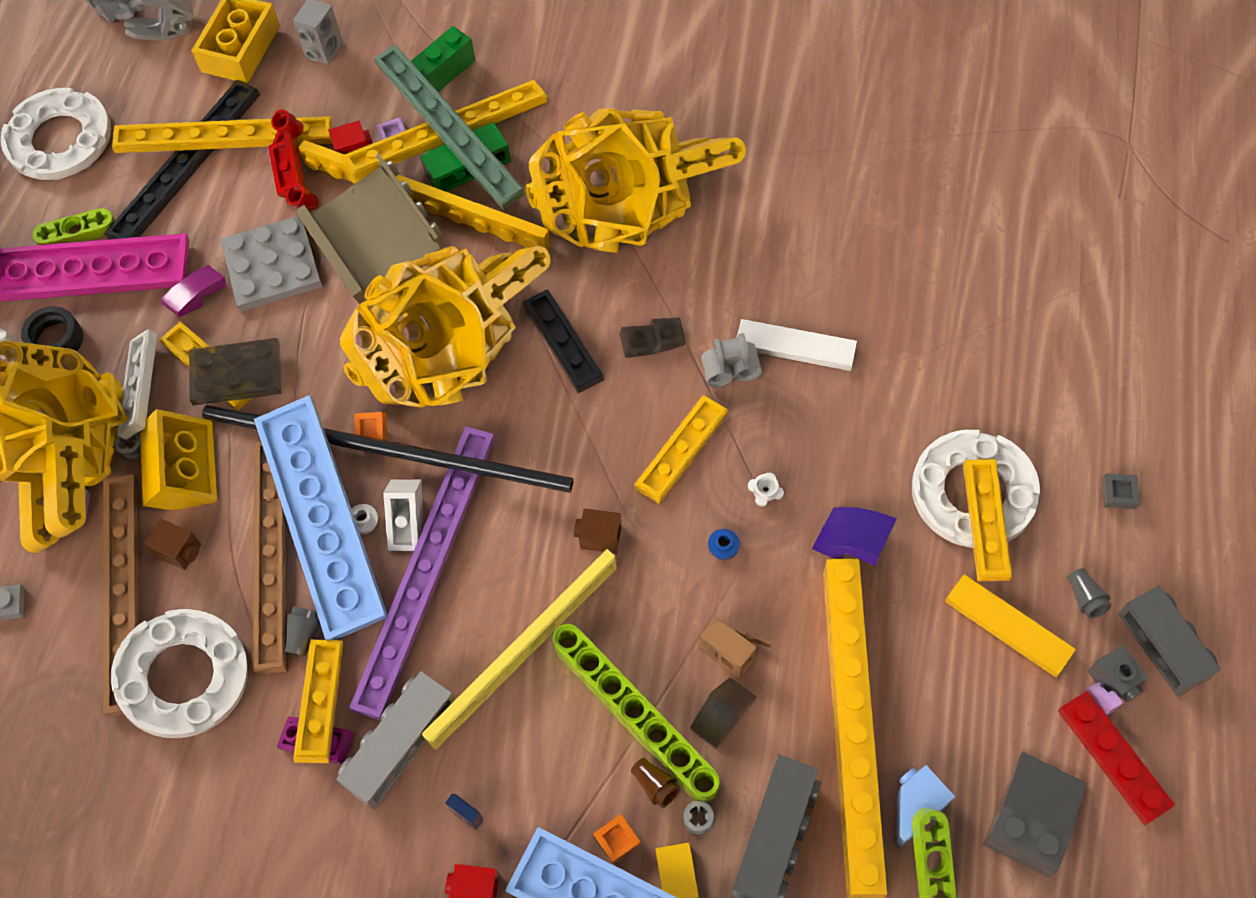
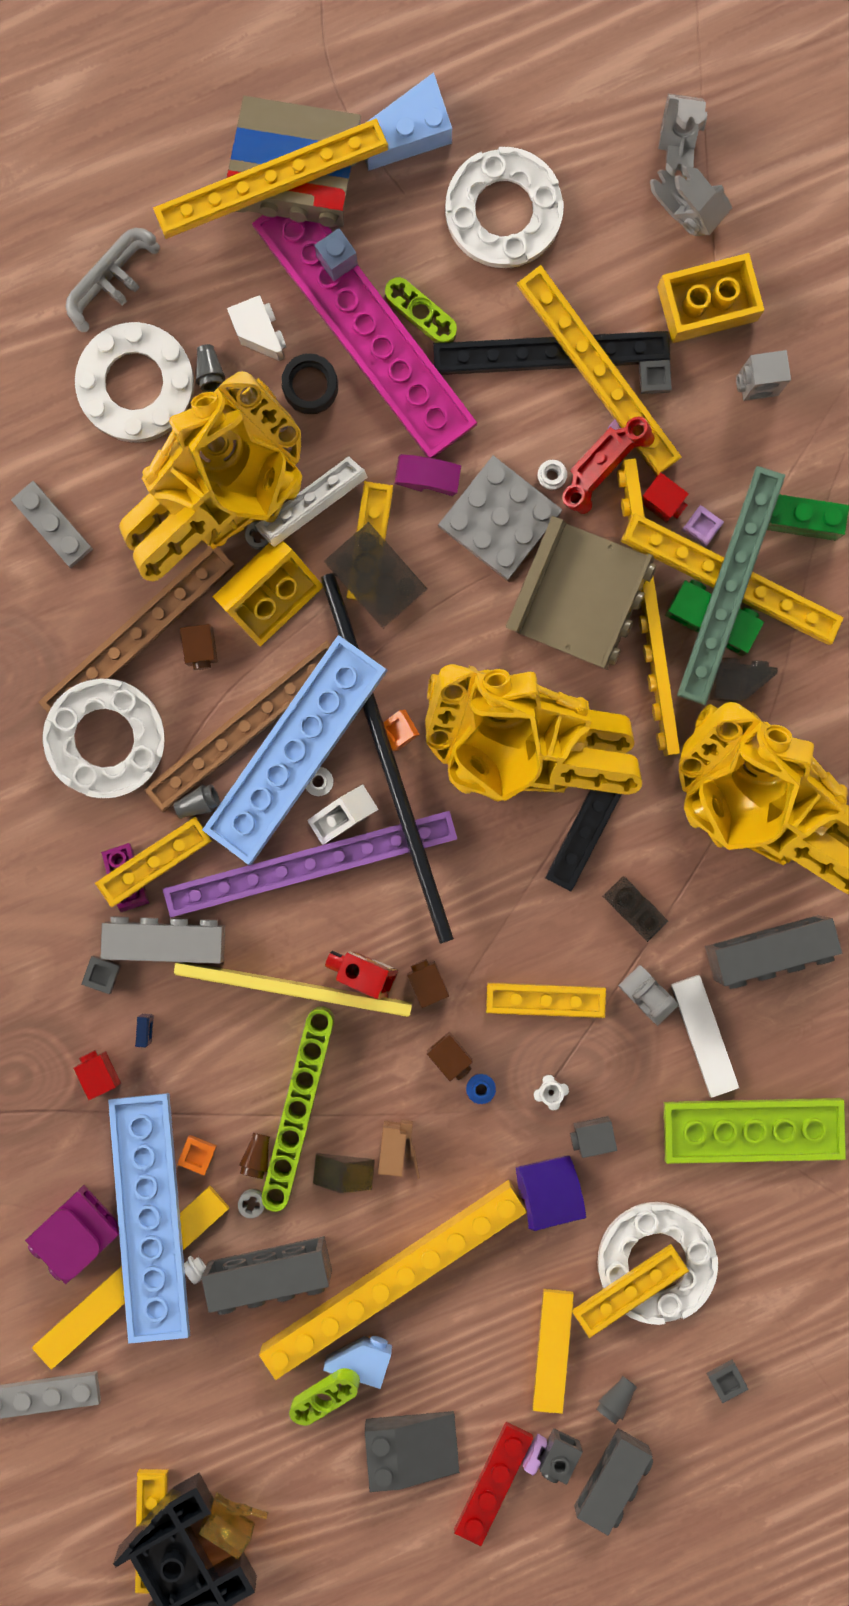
camera: 50 degrees right, 25 degrees up
(260, 104) = (655, 377): none -> dark grey plate
(269, 202) = (552, 465): none -> white plate
(384, 820) = (101, 974): none -> dark grey plate
(518, 162) = (739, 681): none -> clear smoke slope
(548, 574) = (373, 978): none -> red torso
(677, 550) = (450, 1057): none -> reddish brown brick
(755, 249) = (774, 950): none -> dark grey brick
(827, 473) = (593, 1137): none -> dark grey brick
(900, 351) = (754, 1130): none -> lime plate

